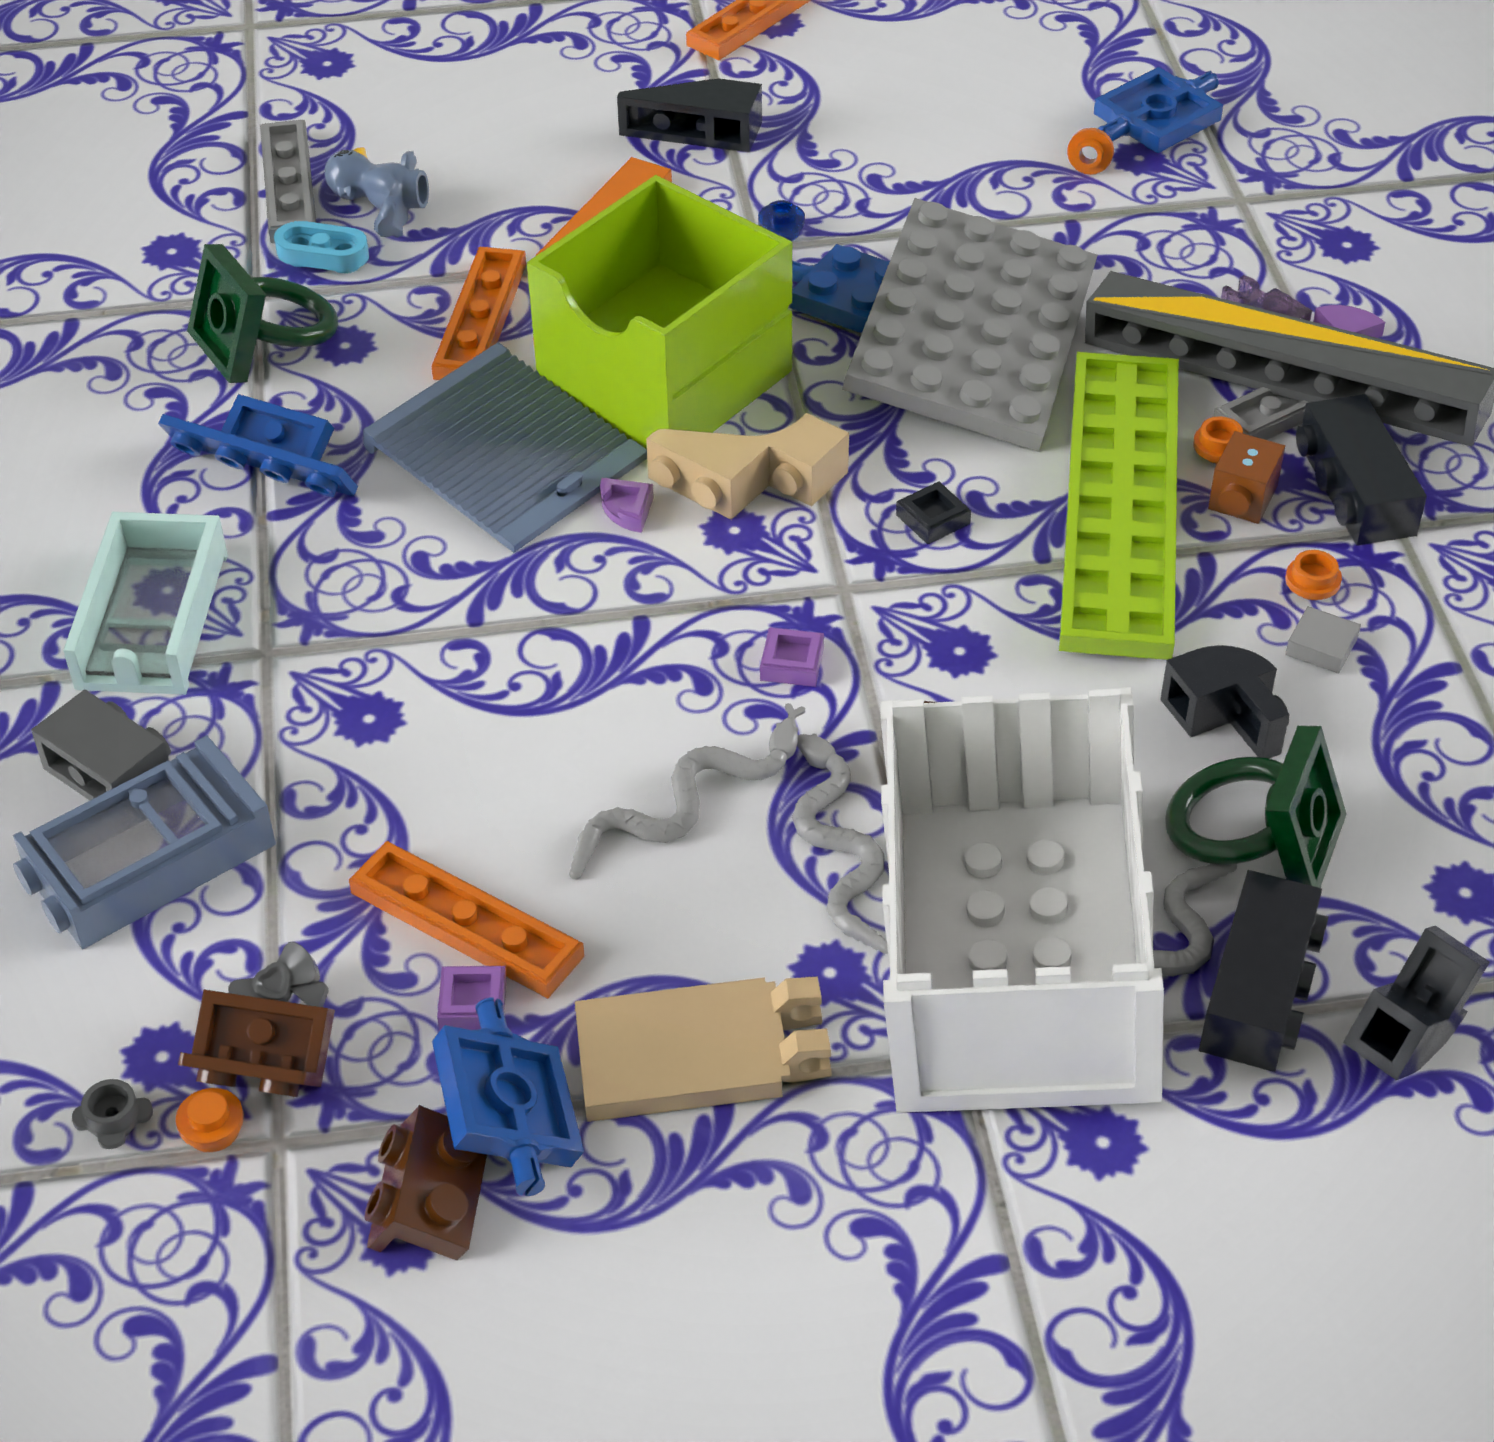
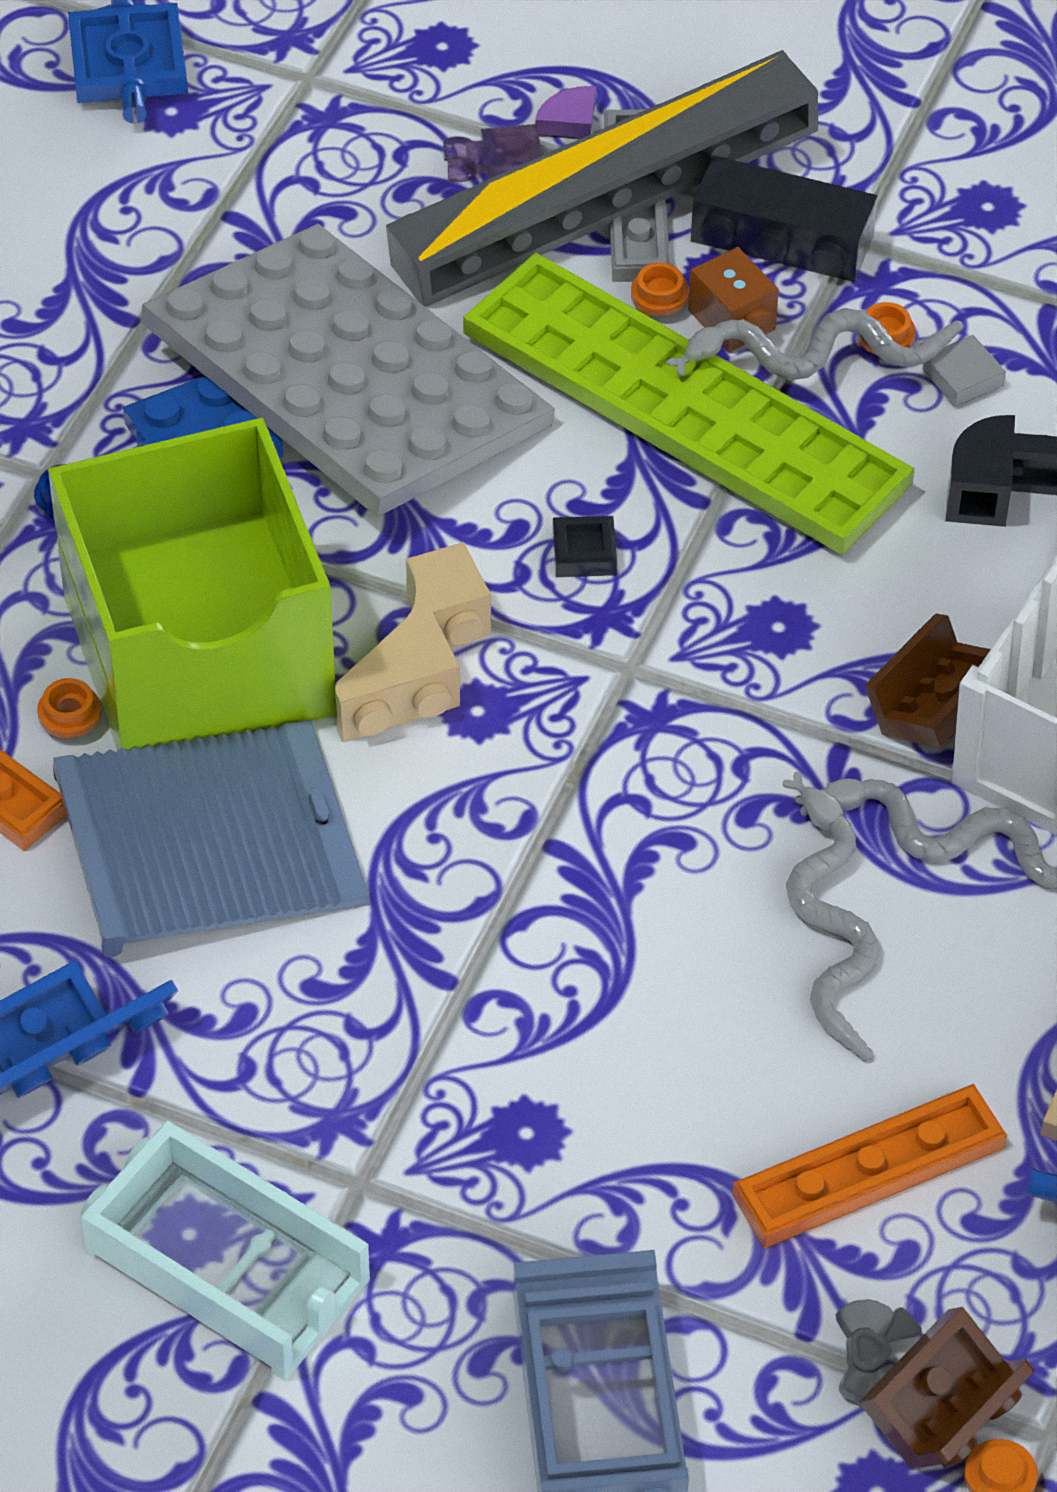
camera: 60 degrees left, 5 degrees up
(96, 745) = (443, 1377): dark grey brick -> none
(463, 988) = (975, 1203): medium lavender tile -> none
(626, 502) = (377, 775): medium lavender tile -> none
(782, 219) = (31, 432): clear blue plate -> none
(792, 657) = (702, 752): medium lavender tile -> none
(1099, 141) = (150, 137): orange plate -> none
(1177, 474) = (709, 341): none -> light grey animal

